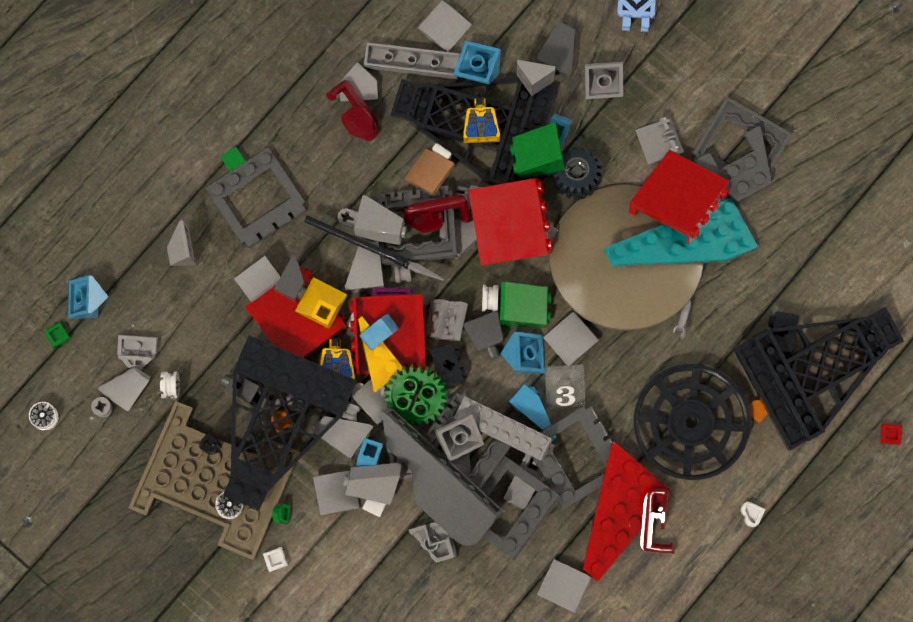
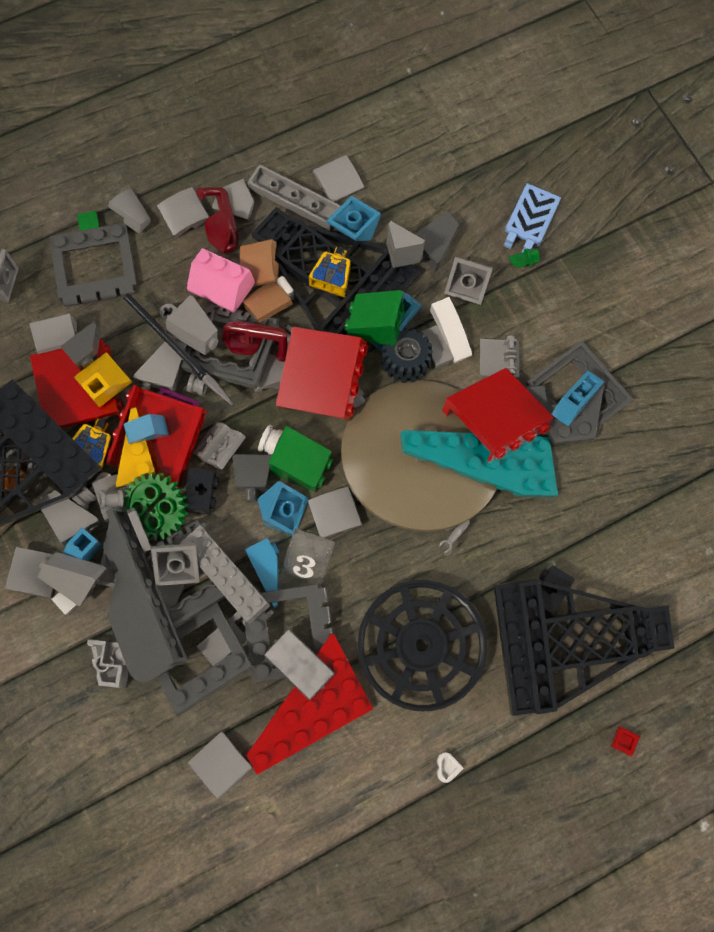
camera: 10 degrees right, 5 degrees down
(268, 133) = (131, 209): none -> light grey slope
(316, 115) = (183, 211): none -> light grey slope
(376, 404) = (110, 499): none -> light grey bush
(380, 170) = (219, 280): none -> bright pink slope
(408, 139) = (260, 261): none -> medium nougat slope
(408, 415) = (142, 537): none -> light grey tile
(596, 478) = (299, 664): none -> flat silver piece
(603, 153) = (441, 352): none -> light grey tile
(606, 133) = (451, 328): none -> white slope
(644, 38) = (524, 258): none -> green piece
(649, 514) = (336, 729): dark red piece -> none
(743, 154) = (577, 398): none -> dark azure slope
(757, 411) = (494, 660): orange tile -> none

